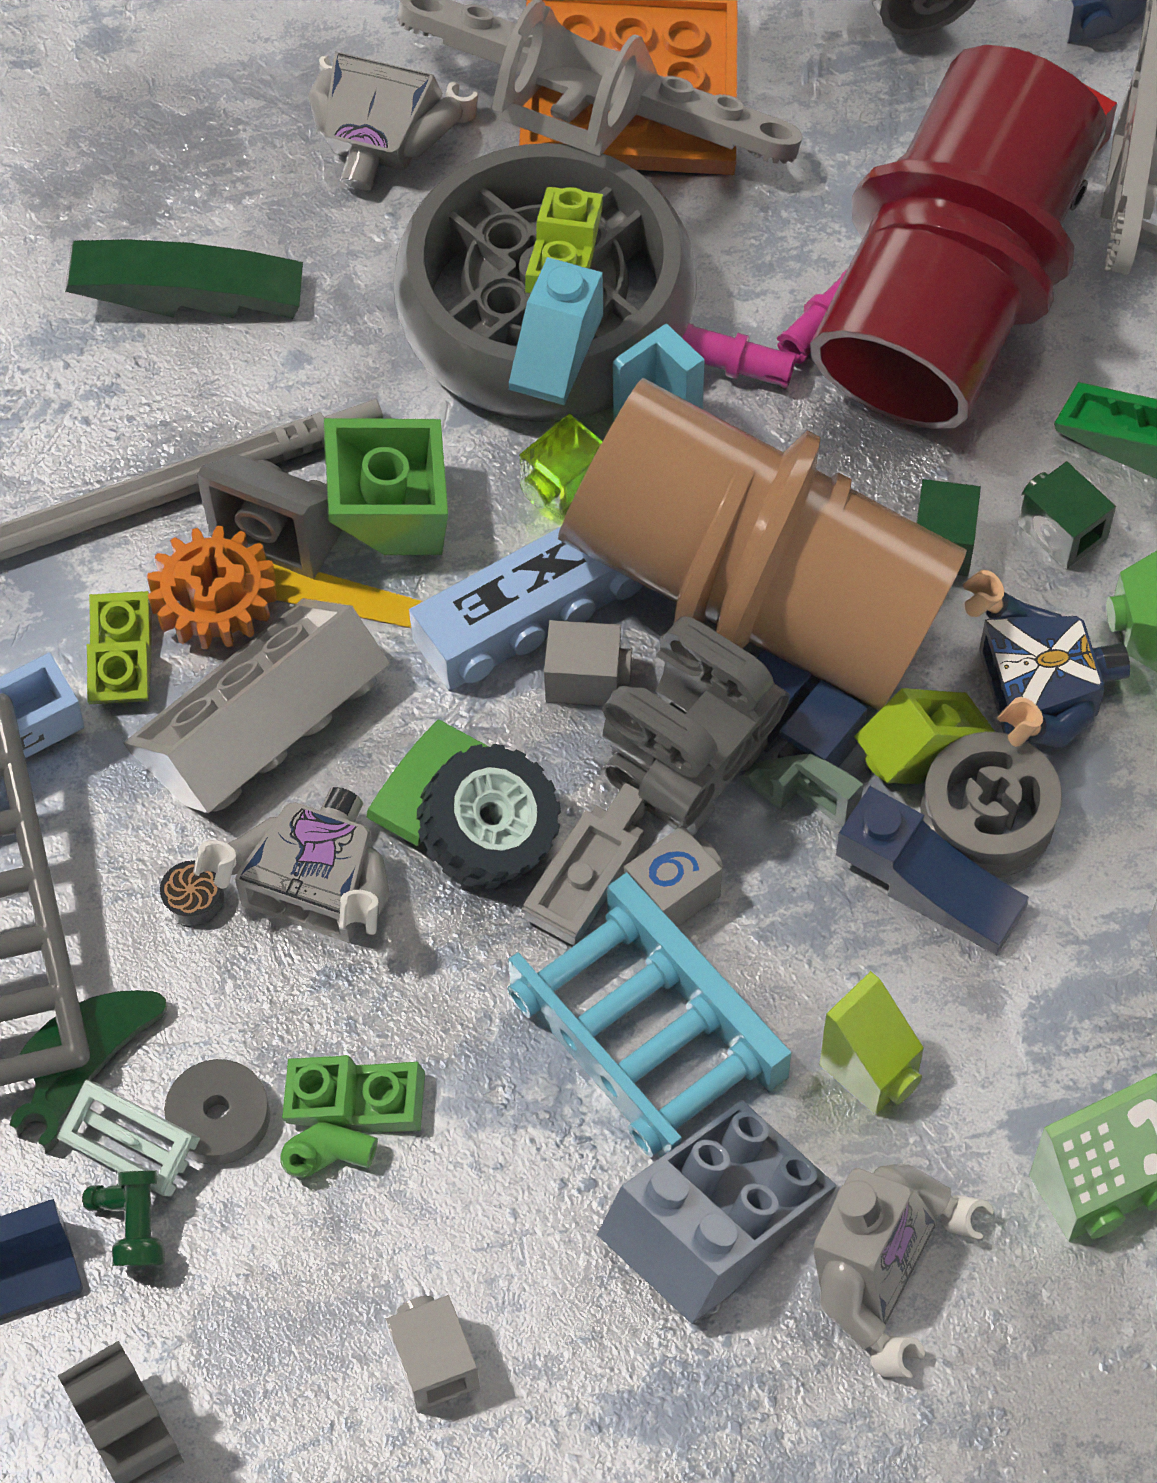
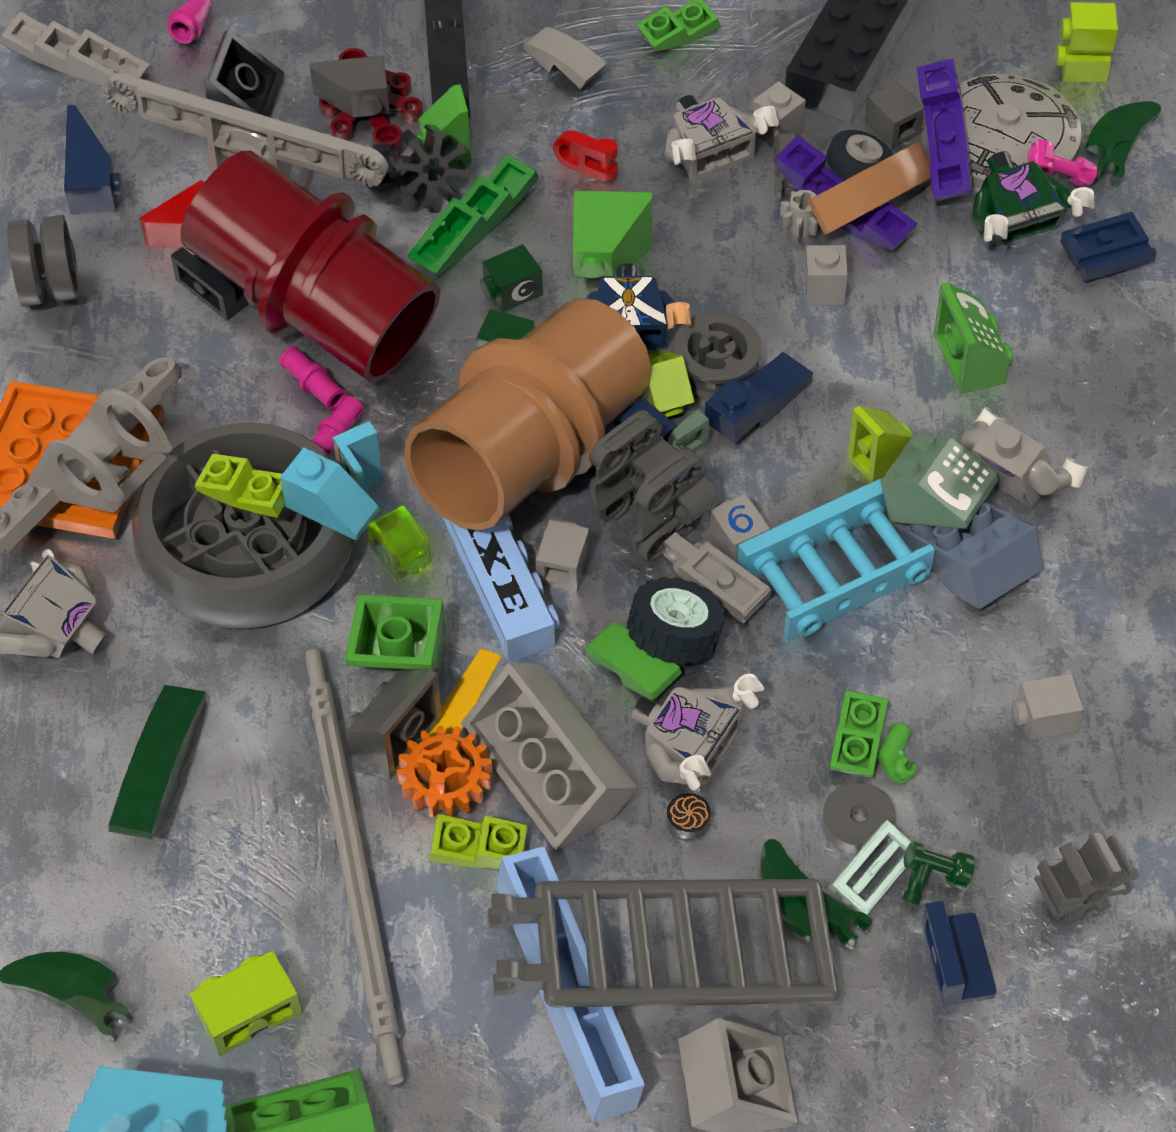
camera: 80 degrees left, 5 degrees down
(795, 1132) = (936, 483): none -> sand green slope

